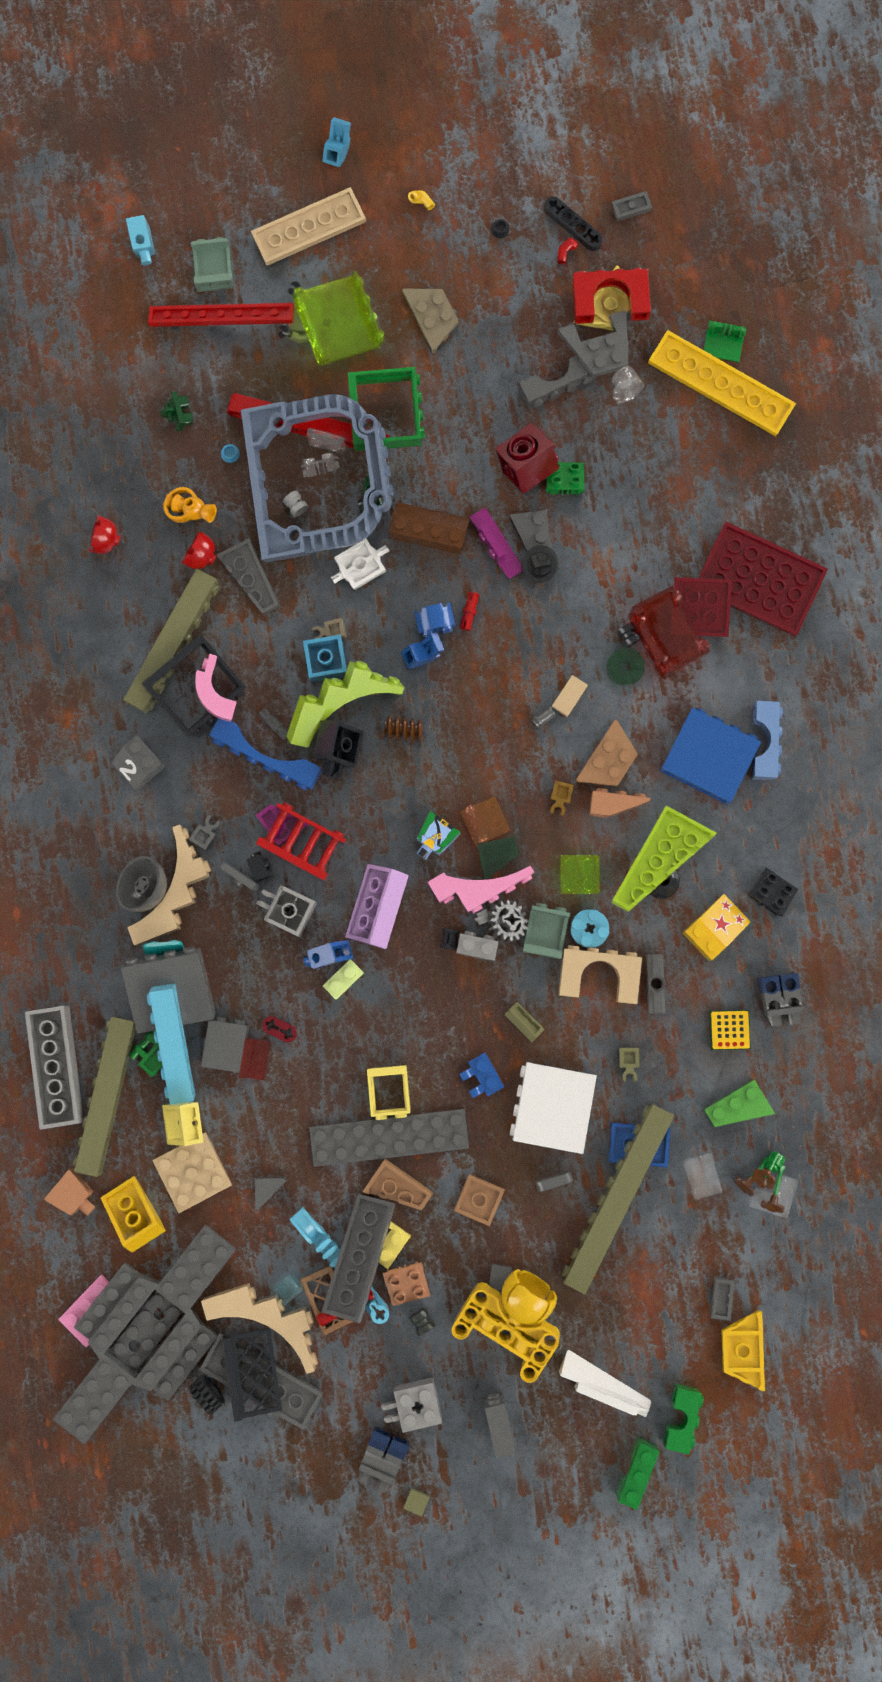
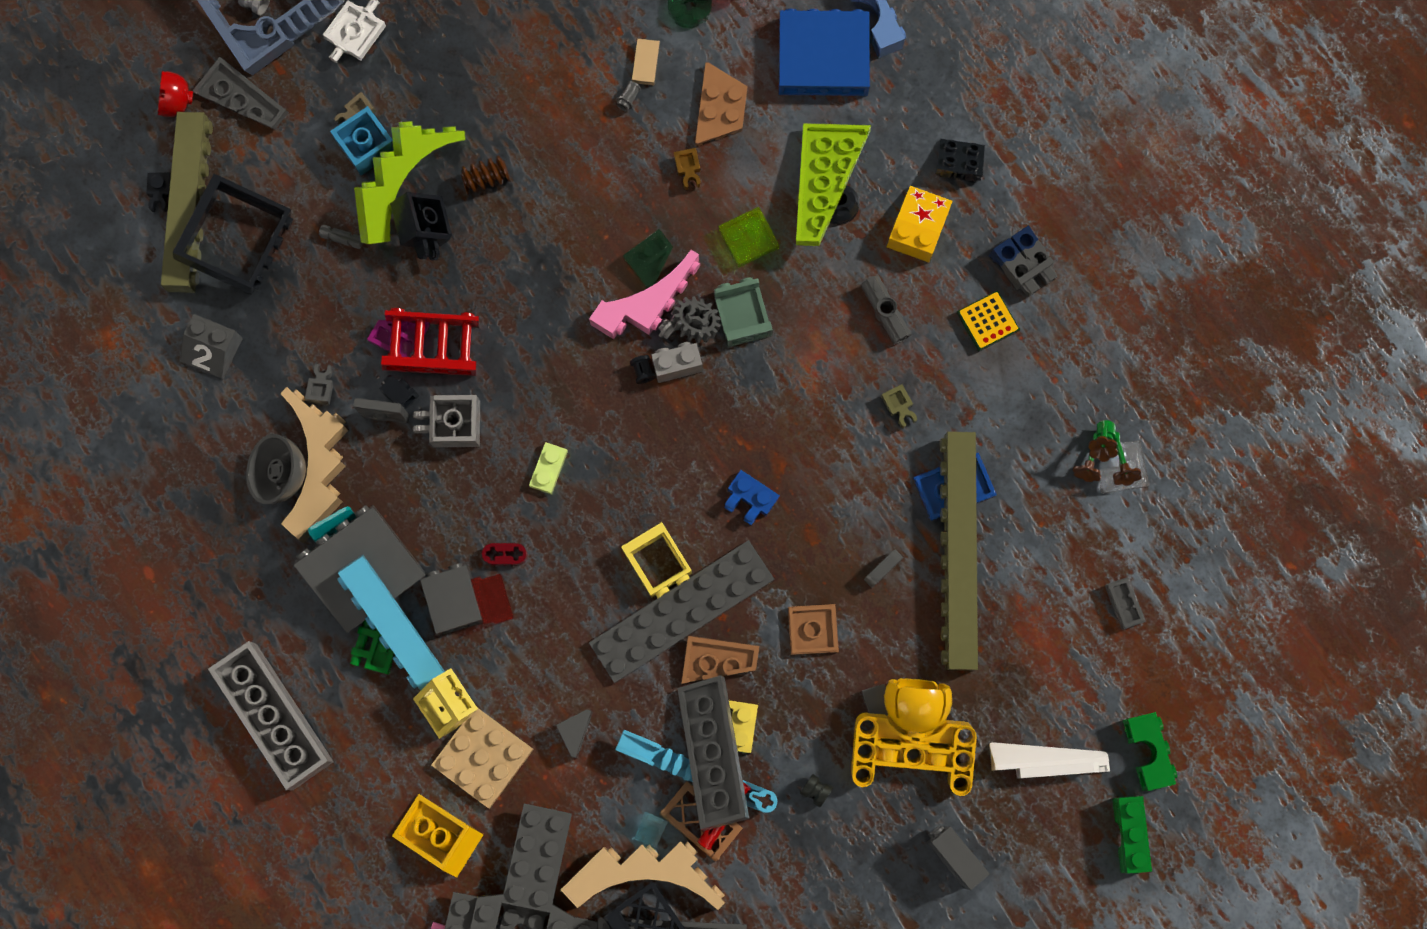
camera: 30 degrees left, 5 degrees down
(71, 1194) = (357, 847): nougat torso -> none
(103, 536) = (57, 126): red cylinder -> none
(105, 1096) = (344, 721): olive brick -> none
(157, 618) = (158, 187): none -> black plate
(191, 507) = (141, 52): light orange piece -> none
(211, 701) = (262, 238): bright pink arch -> none
(299, 771) = (393, 271): blue arch -> none
(328, 954) = (518, 446): blue torso -> none
(377, 906) = (547, 372): lavender slope -> none
(406, 1283) = (779, 758): nougat hinge -> none
(410, 1416) = (840, 882): light grey hinge -> none
(422, 652) = (467, 87): blue brick -> none
(435, 619) = (462, 47): blue brick -> none
(436, 835) = (574, 268): torso -> none
(469, 611) = (495, 24): red pin -> none
(485, 821) = (619, 230): clear orange hinge -> none
(524, 1021) = (766, 416): olive plate -> none
(553, 1107) = (843, 489): white panel -> none
(600, 931) = (790, 300): medium azure plate -> none
(611, 804) = (745, 149): nougat slope -> none
(626, 967) = (845, 307): tan arch -> none
(702, 1176) = (1038, 486): clear plate -> none
(740, 1105) = (1039, 393): bright green wing -> none
(744, 1350) = (1177, 646): yellow wing -> none

